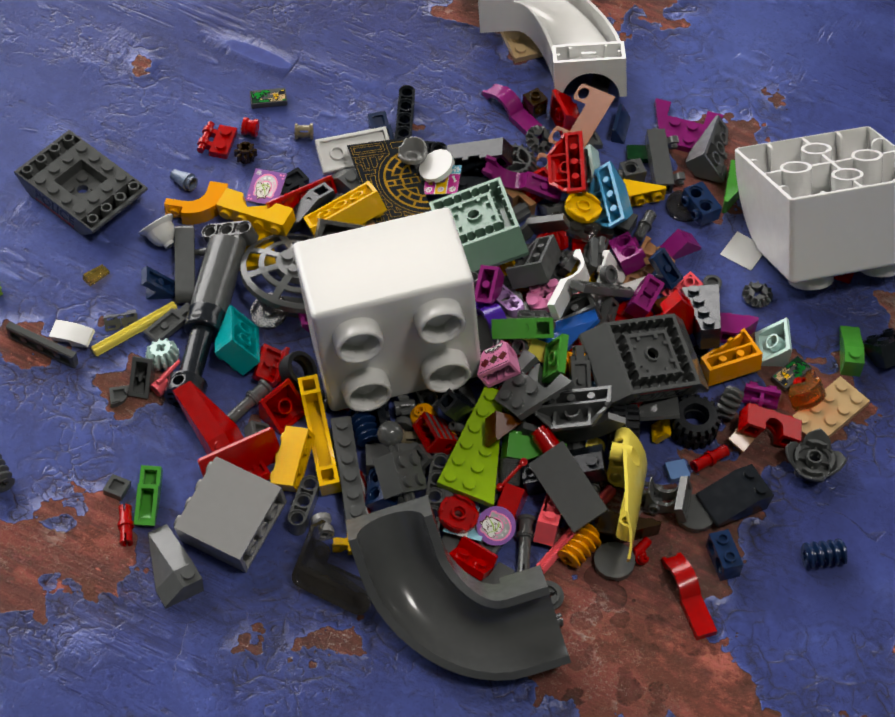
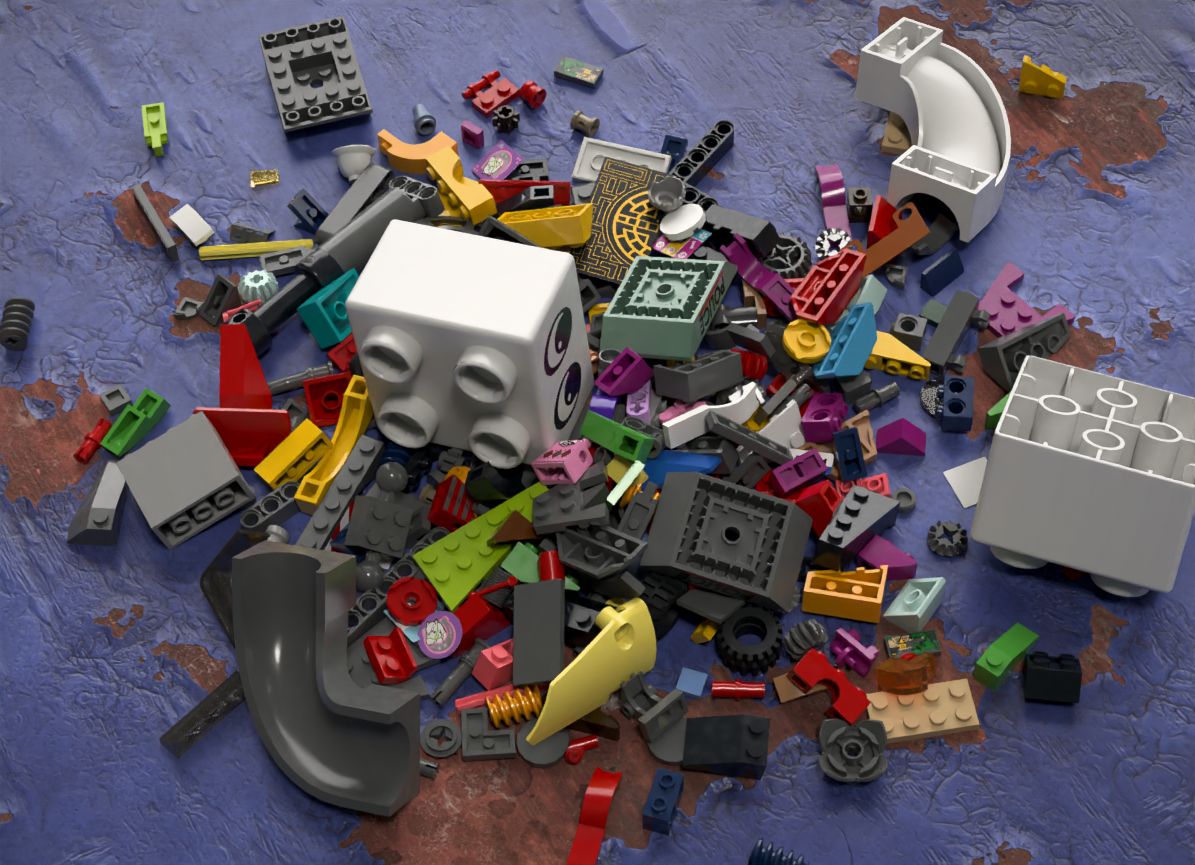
camera: 40 degrees right, 0 degrees up
(230, 174) = (472, 134): none -> magenta tile
(371, 669) = (204, 716): none -> clear smoke fence
(572, 583) = (482, 744): none -> dark grey plate
(608, 274) = (777, 429): dark grey tile -> none

